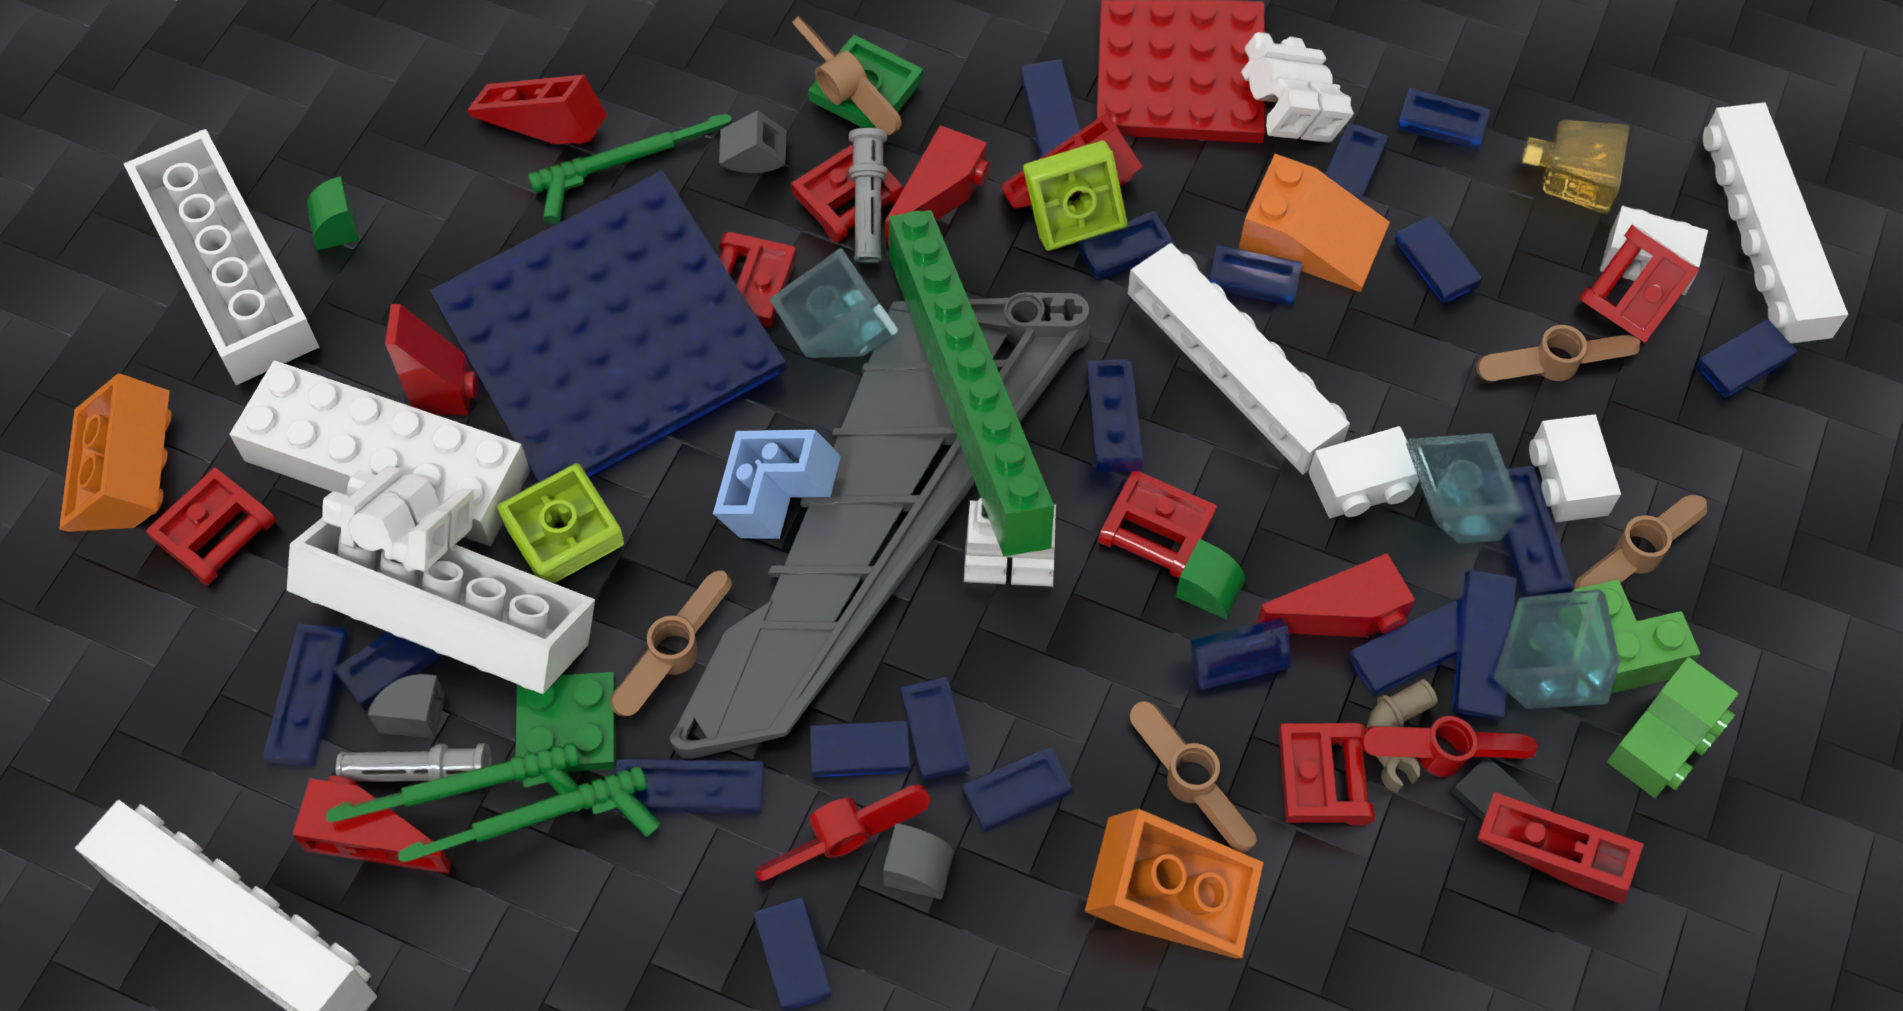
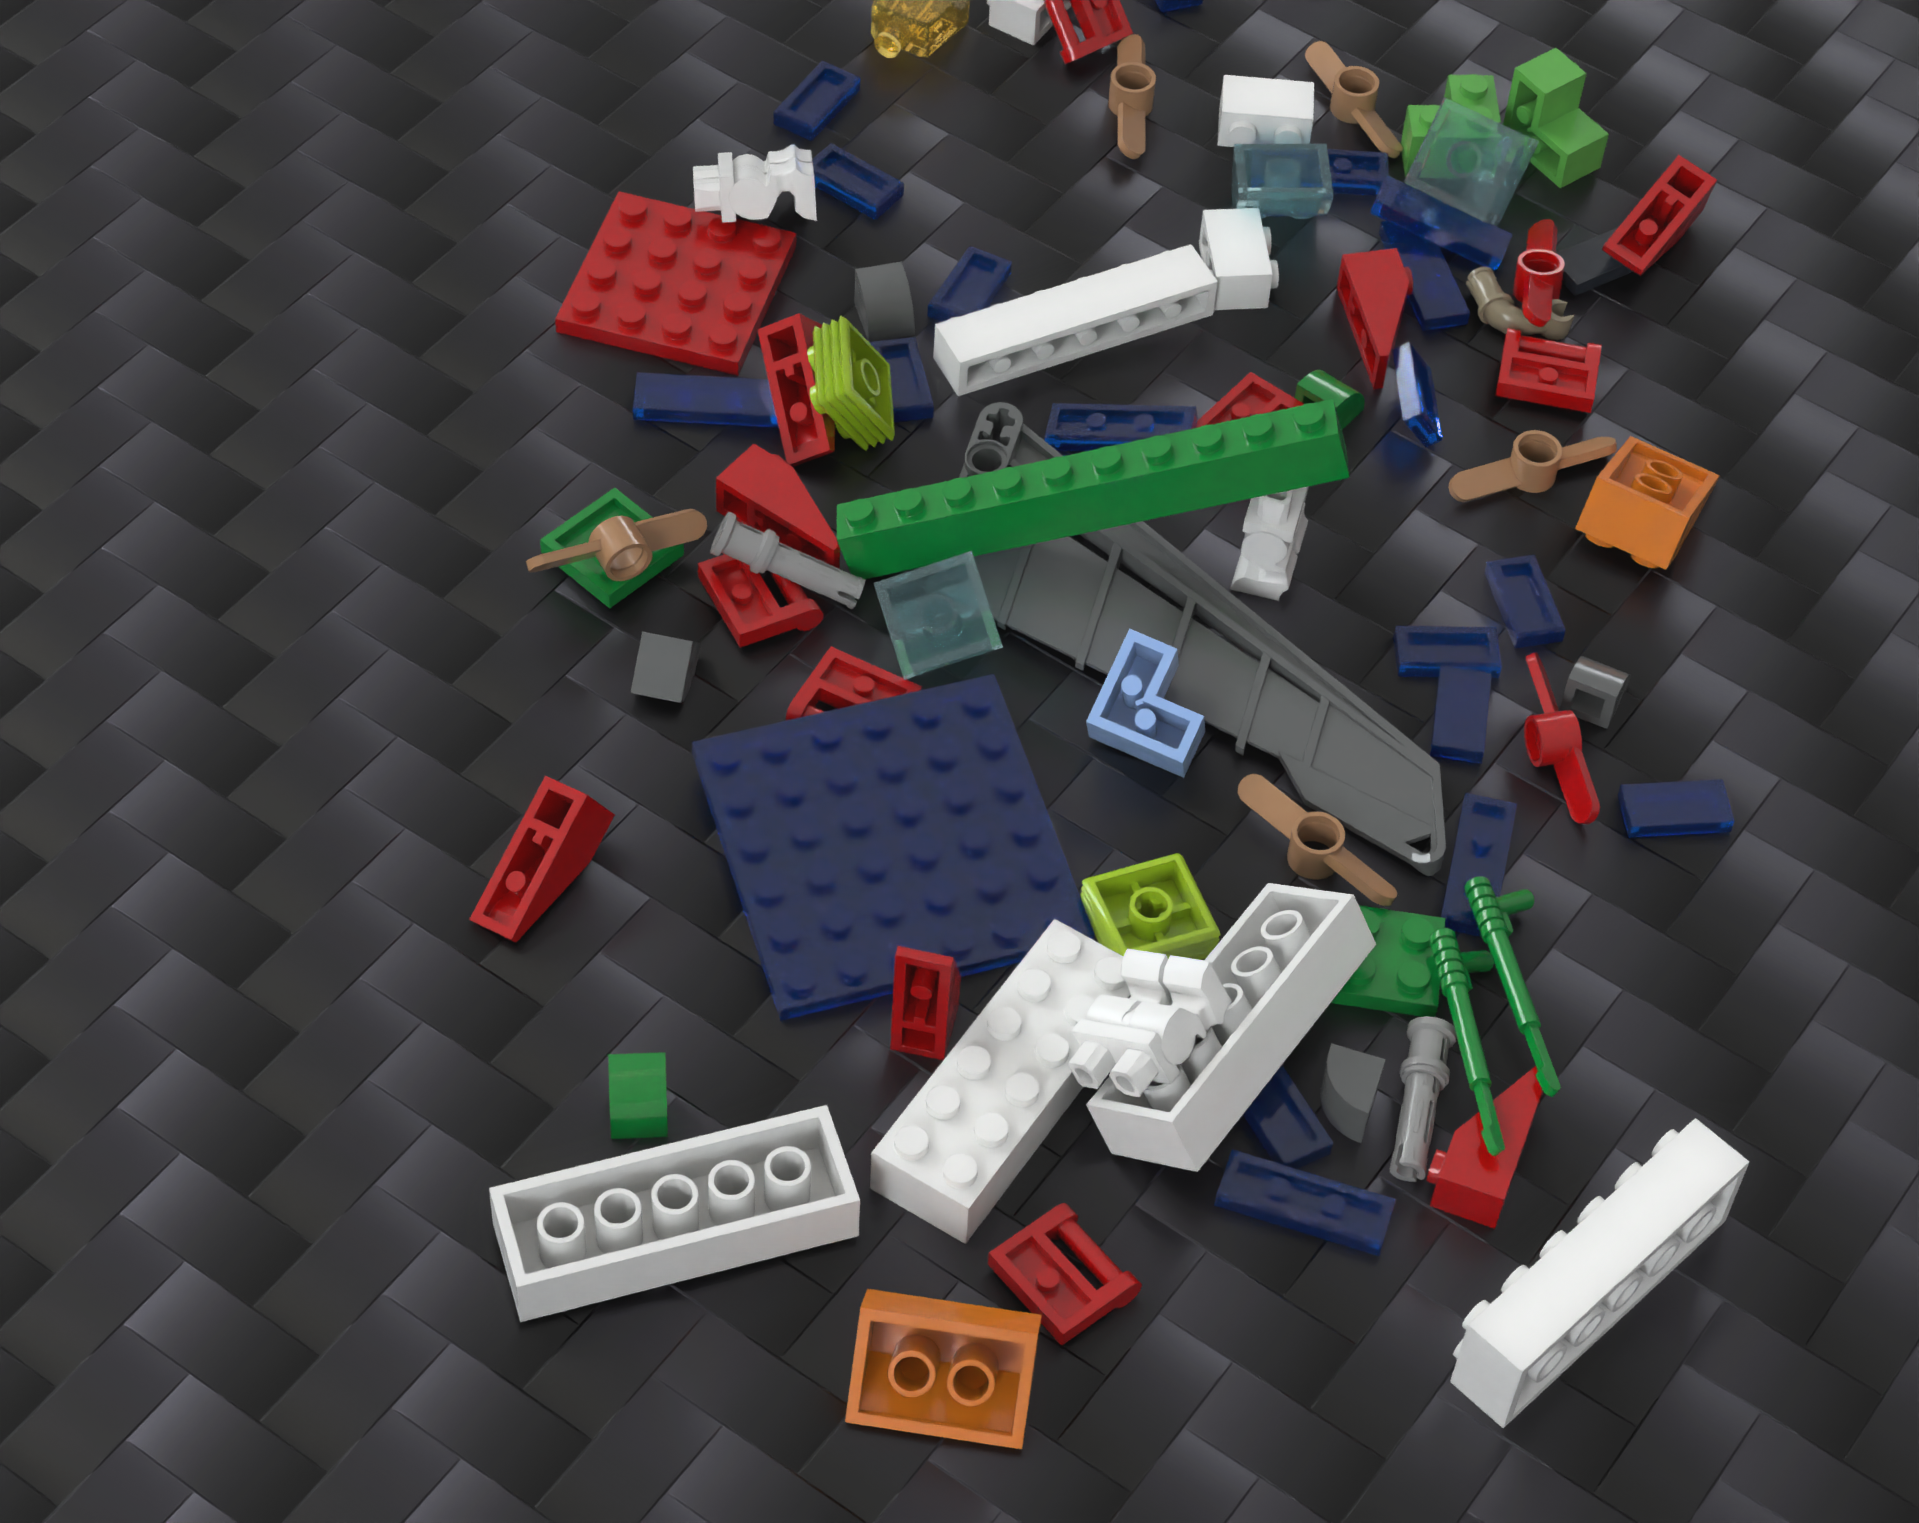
camera: 80 degrees left, 10 degrees down
(571, 174) = (645, 851): green piece -> none
(1203, 211) = (884, 302): none -> dark grey brick
(1315, 222) = (924, 226): orange slope -> none
(1438, 259) = (991, 149): clear blue tile -> none

